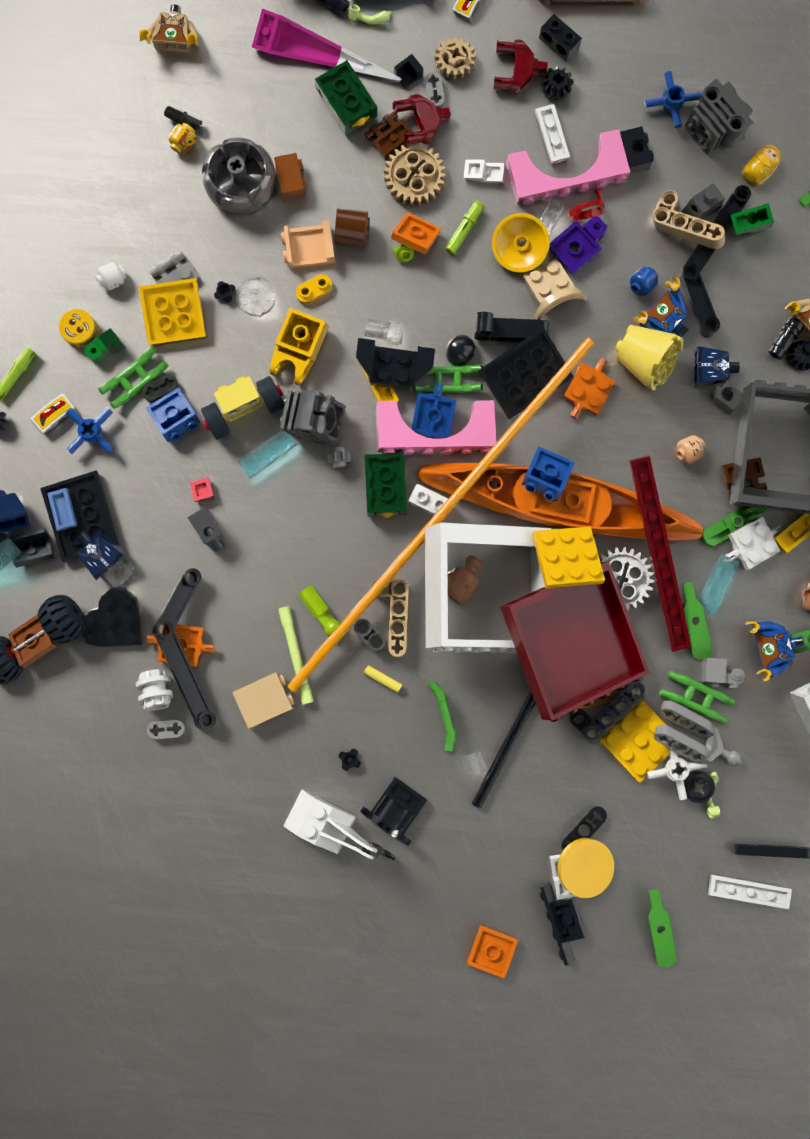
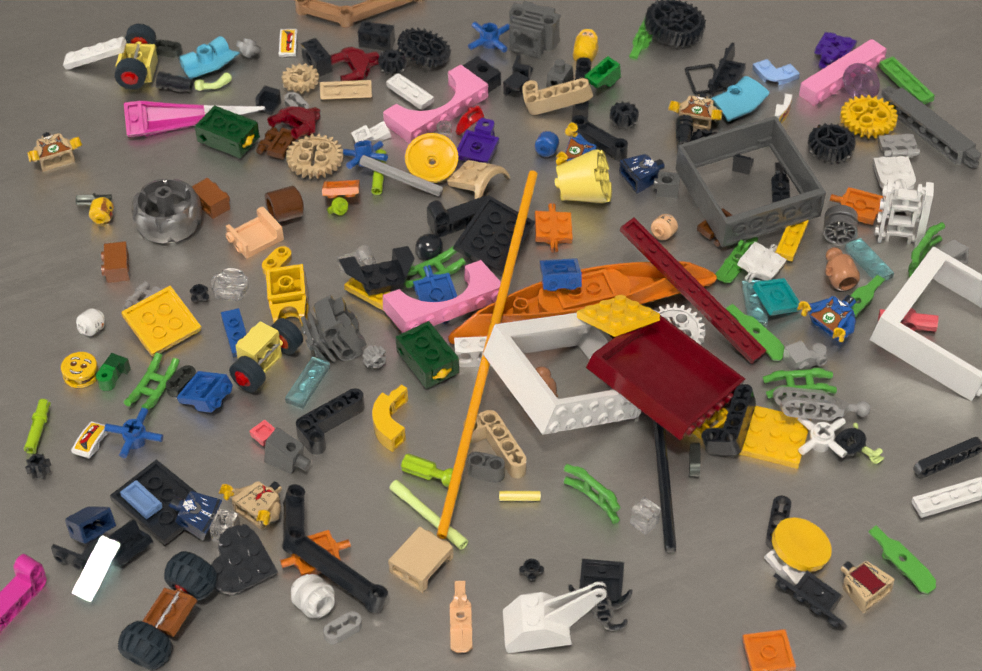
camera: 25 degrees left, 35 degrees down
(157, 566) = (255, 502): none -> tan torso
(166, 212) = (115, 262): none -> dark orange brick
(234, 356) = (234, 328): none -> blue plate
(260, 782) = (460, 627): none -> light nougat piece
(267, 507) = (326, 417): none -> black beam
(309, 531) = (386, 430): none -> yellow arch
(461, 199) = (364, 148): none -> blue bar
(480, 247) = (401, 175): none -> light grey axle
(485, 36) = (315, 54): none -> black brick
(490, 98) = (345, 89): none -> tan plate
(551, 730) = (694, 459): none -> pearl dark grey beam
(597, 81) = (424, 47): none -> black gear
(613, 934) = (866, 584): none -> tan torso
(660, 182) = (514, 82): none -> black panel
(678, 164) = (523, 69): none -> black panel
(740, 593) = (776, 296): none -> teal plate
(744, 289) = (624, 115): none -> black gear

